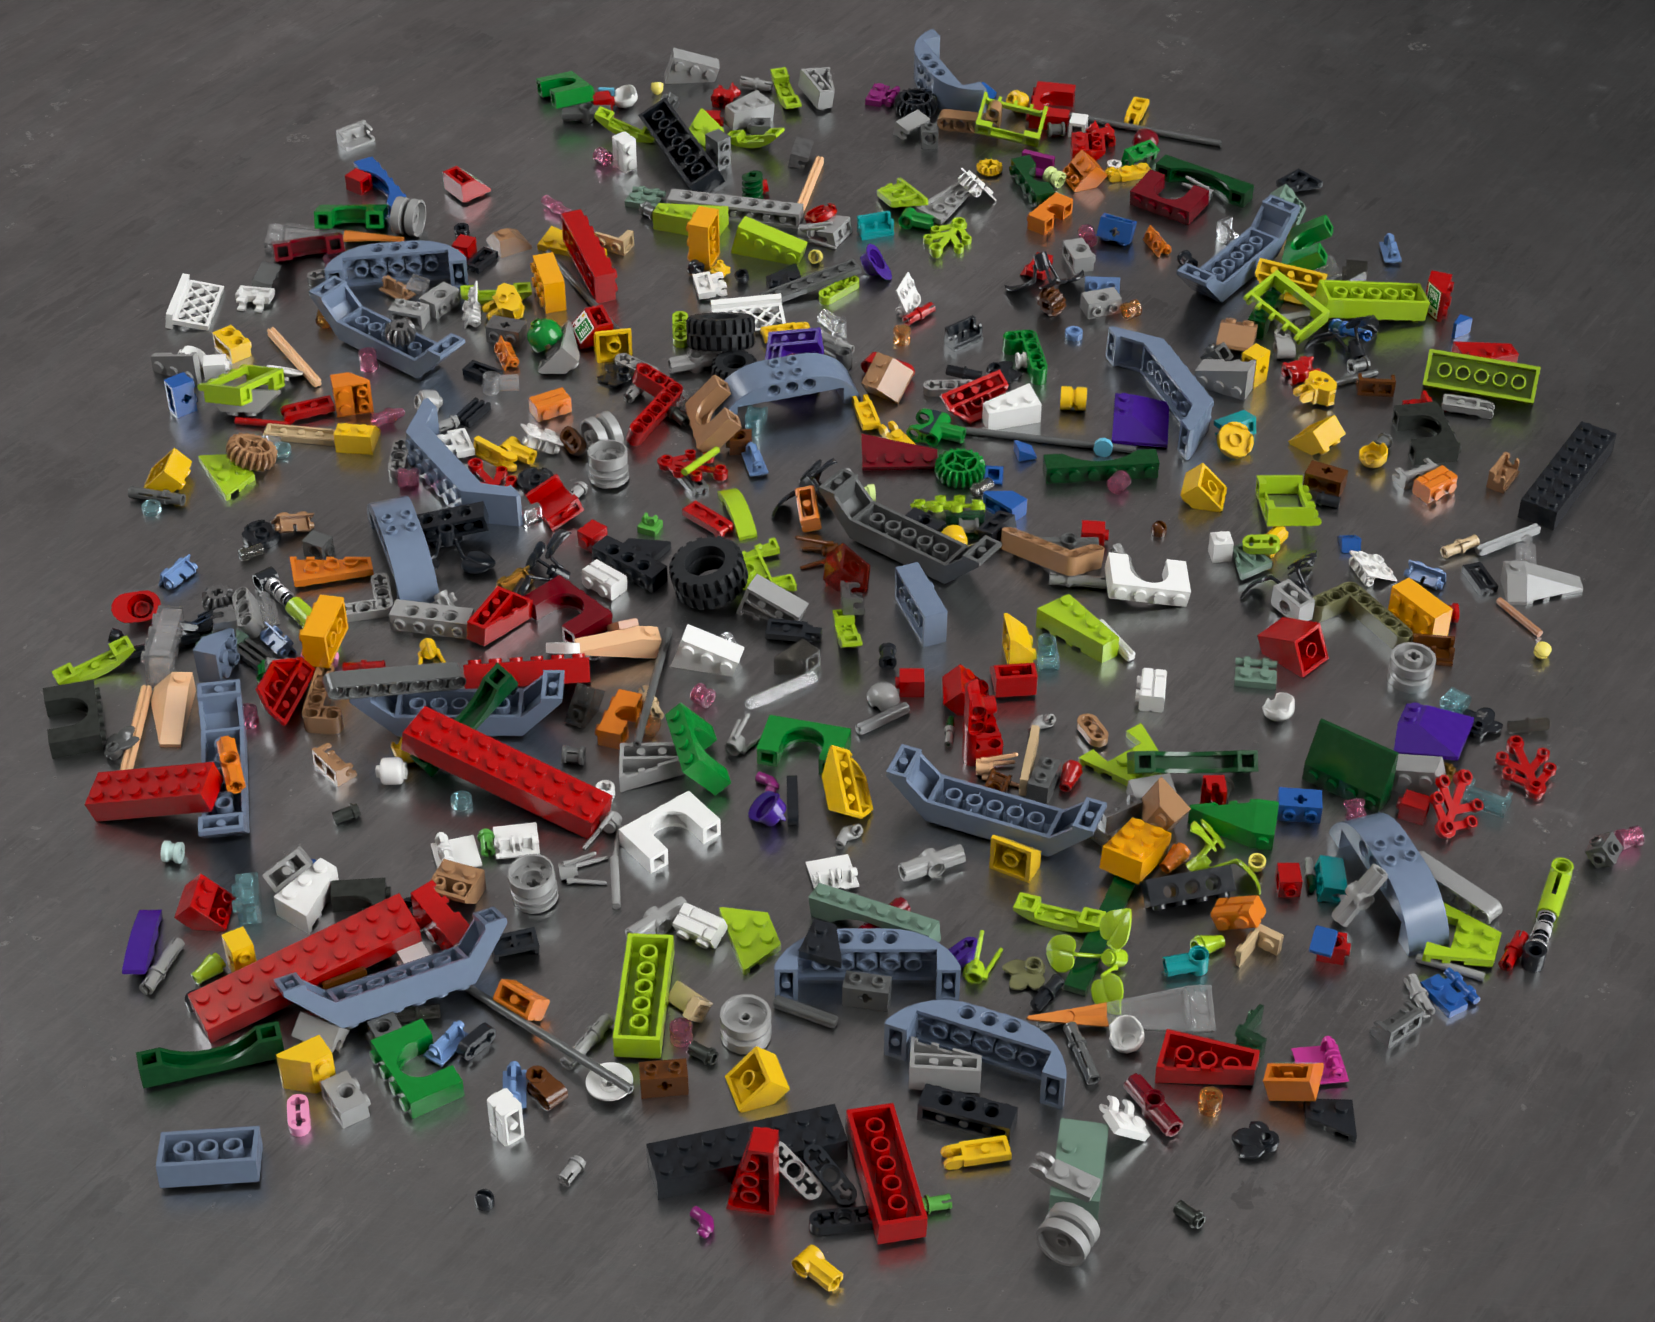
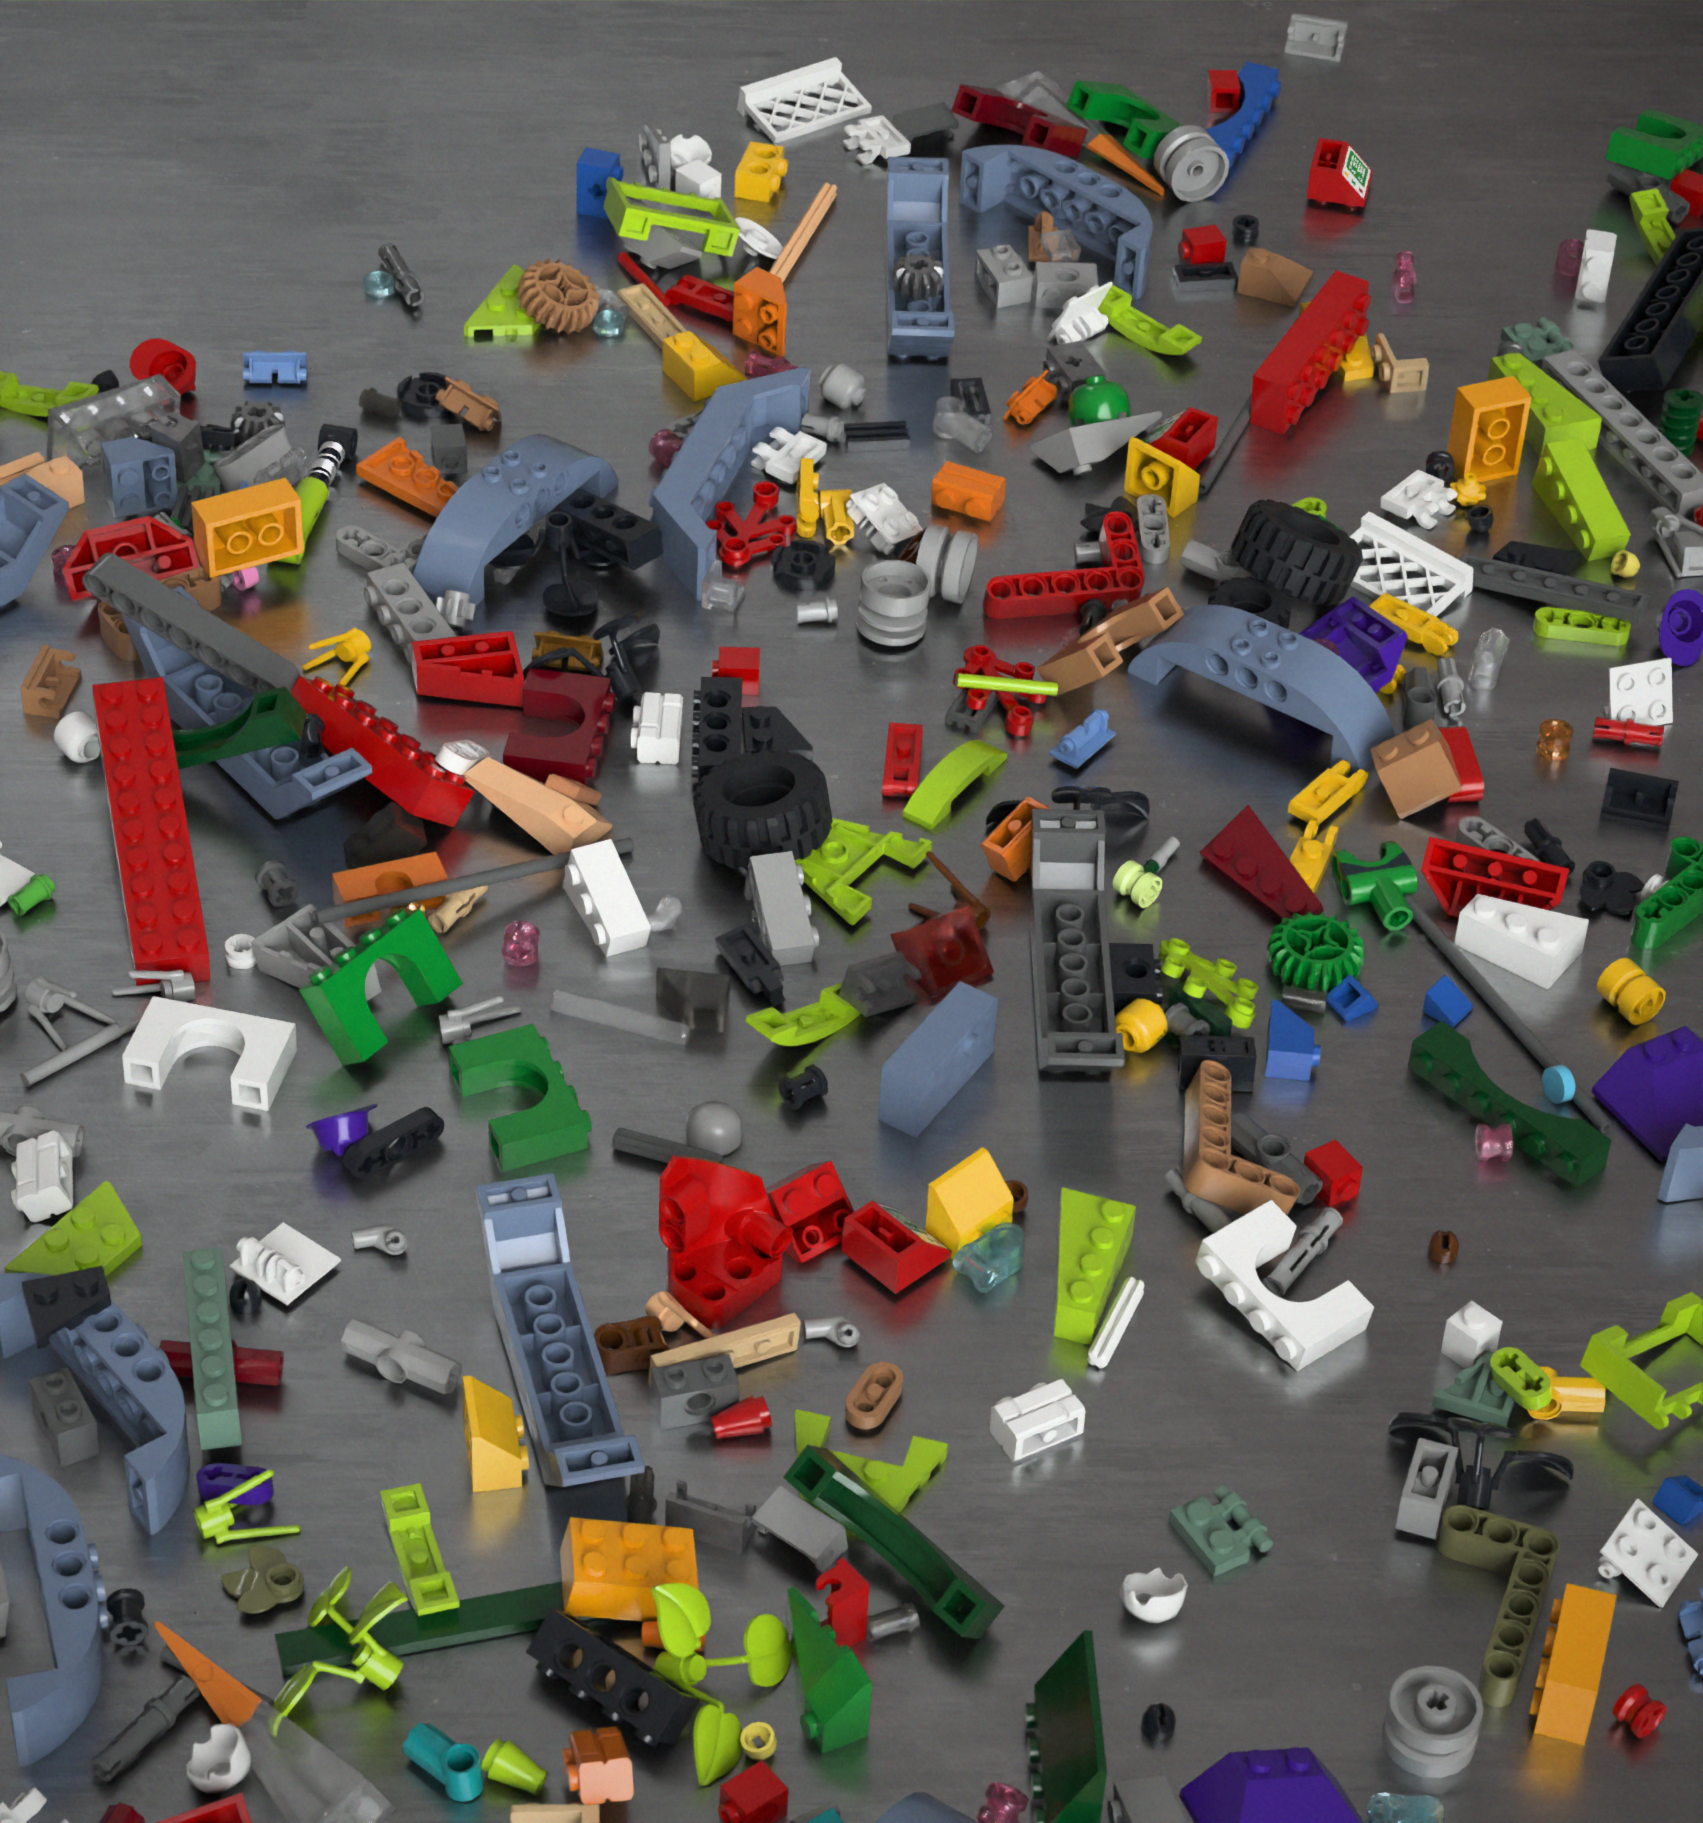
camera: 50 degrees right, 0 degrees up
(169, 472) = (449, 258): yellow slope -> none
(364, 664) = (259, 611): red pin -> none
(368, 359) = (866, 292): clear pink wheel -> none
(461, 800) = (94, 831): clear light blue tile -> none
(505, 303) = (1124, 339): yellow hinge -> none
(516, 840) = (62, 919): white hinge -> none
(548, 283) = (1213, 351): light orange brick -> none
(556, 502) = (768, 601): red panel -> none
(649, 525) = (829, 713): bright green tile -> none
(738, 441) = (1108, 696): reddish brown brick -> none
(755, 419) = (1171, 693): clear light blue piece -> none
(769, 781) = (411, 1102): magenta arm -> none
(845, 784) = (445, 1196): yellow wedge -> none
(910, 682) = (769, 1140): red brick -> none
(1047, 992) = (239, 1624): black axle -> none
(1163, 806) = (736, 1557): medium nougat slope -> none
(1203, 489) = (1593, 1251): yellow slope -> none
(1294, 645) = (1326, 1544): red slope -> none
(1299, 805) = (944, 1732): blue brick -> none
(1441, 645) = (1519, 1734): reddish brown hinge -> none

